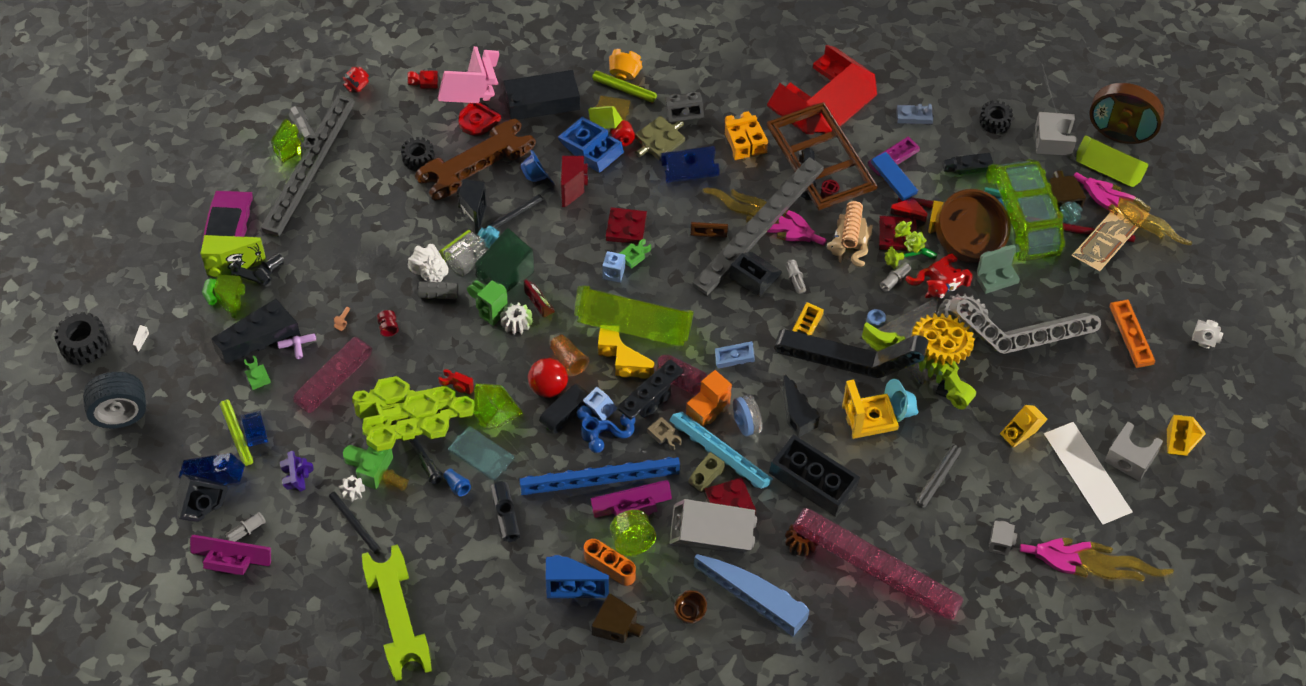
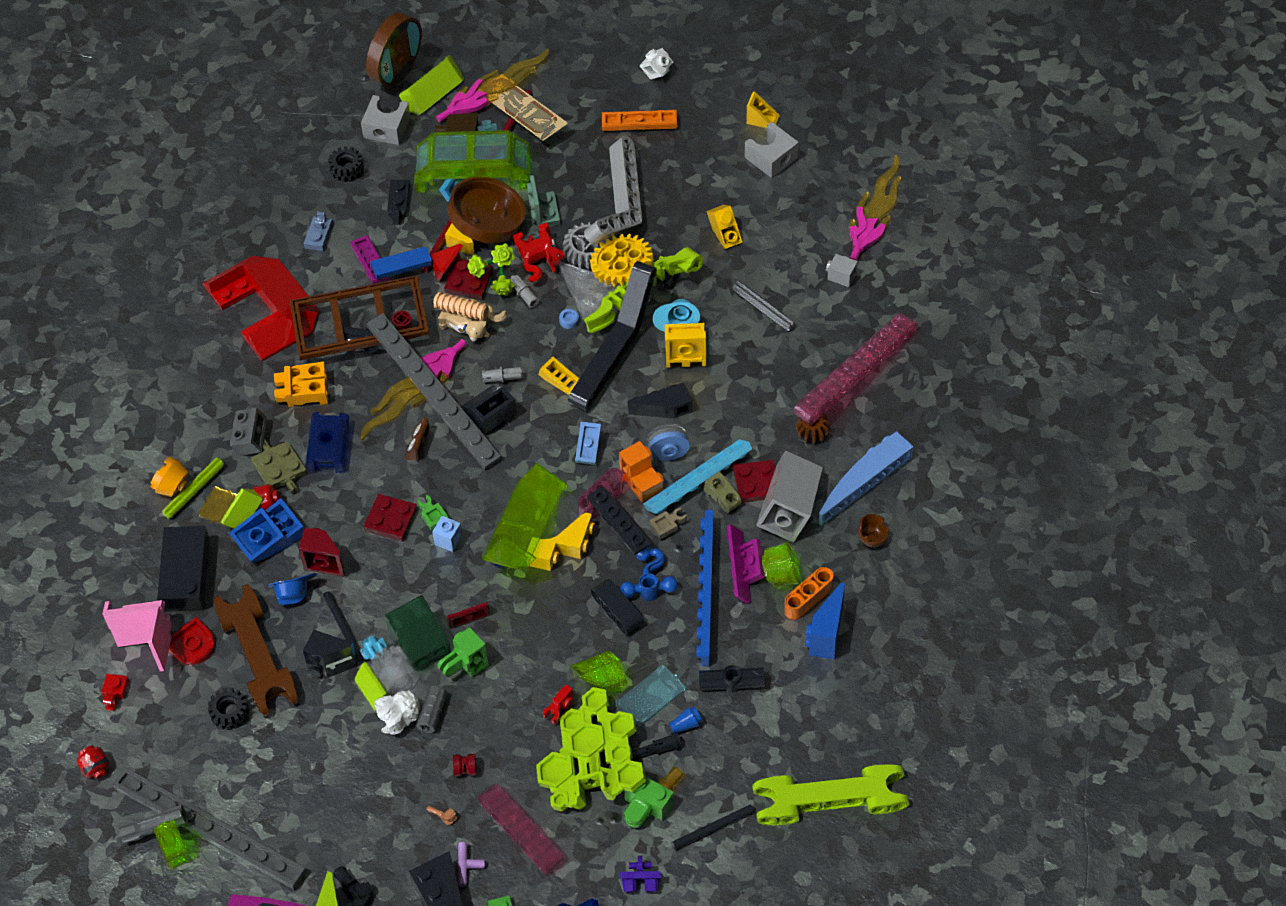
camera: 75 degrees left, 0 degrees up
(352, 488) = (673, 822): white gear -> none
(516, 318) = (492, 635): white gear -> none
(547, 377) = (579, 613): red piece -> none
(569, 355) = (551, 593): clear orange plant -> none
(600, 404) = (623, 570): light blue brick -> none
(616, 621) = (875, 597): dark brown torso -> none
(814, 475) = (746, 401): black brick -> none
(1088, 473) = (781, 192): white sticker -> none

